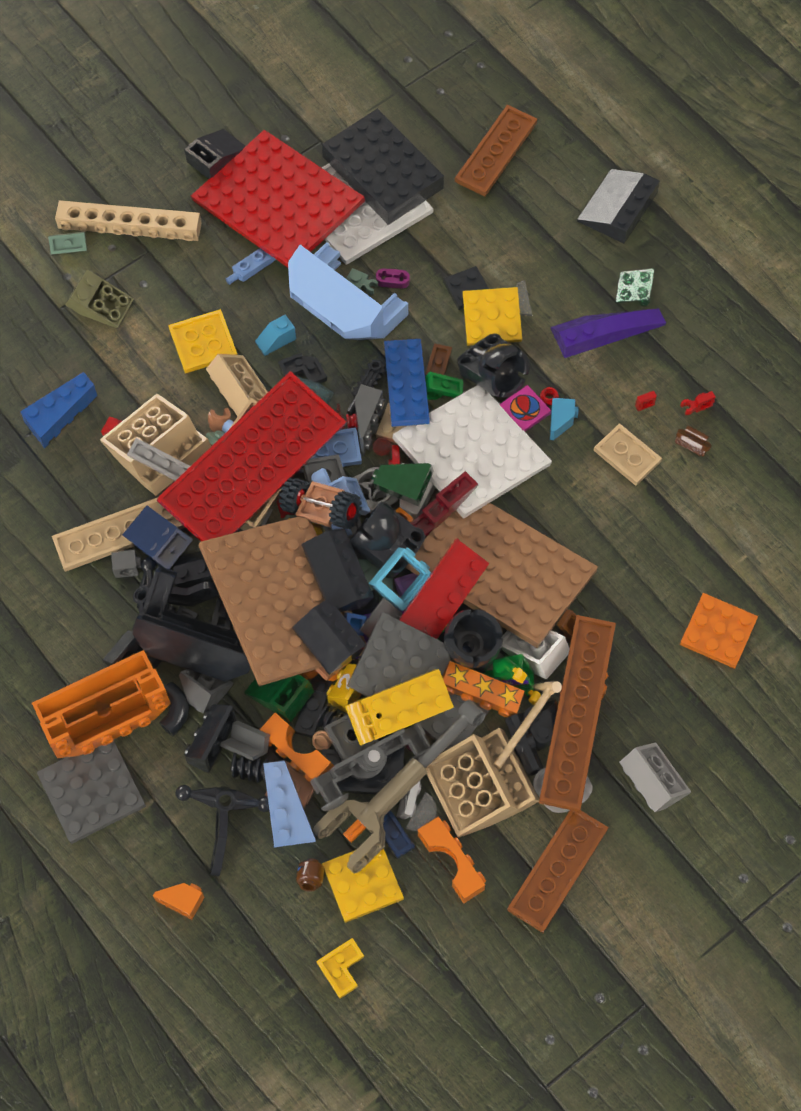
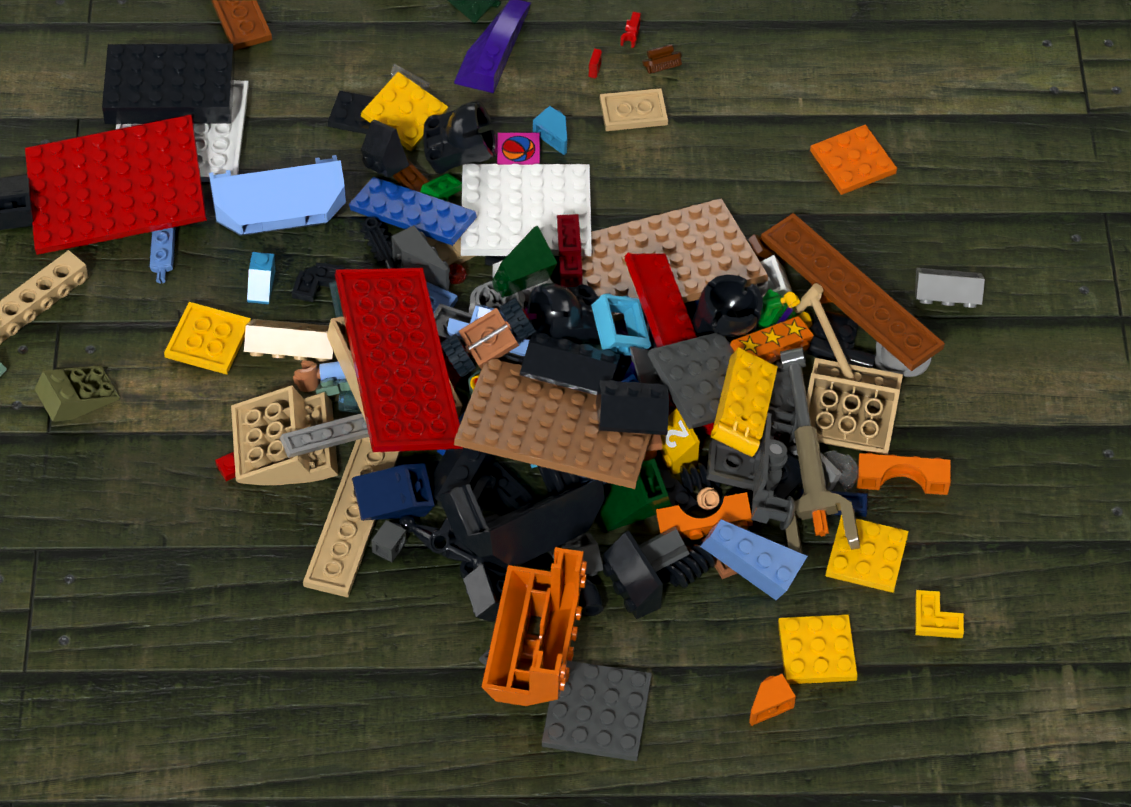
camera: 55 degrees left, 10 degrees down
(58, 408) = (167, 501): blue wedge -> none
(211, 797) = (707, 605): black piece -> none
(252, 902) = (817, 649): none -> yellow plate
(310, 874) = (831, 585): reddish brown head -> none
(392, 278) = (287, 157): magenta beam -> none
(395, 455) = (481, 271): red plate -> none
(438, 329) = (383, 150): none -> black slope
(549, 391) = (523, 125): red plate -> none
(557, 869) = (975, 406): dark orange plate -> none

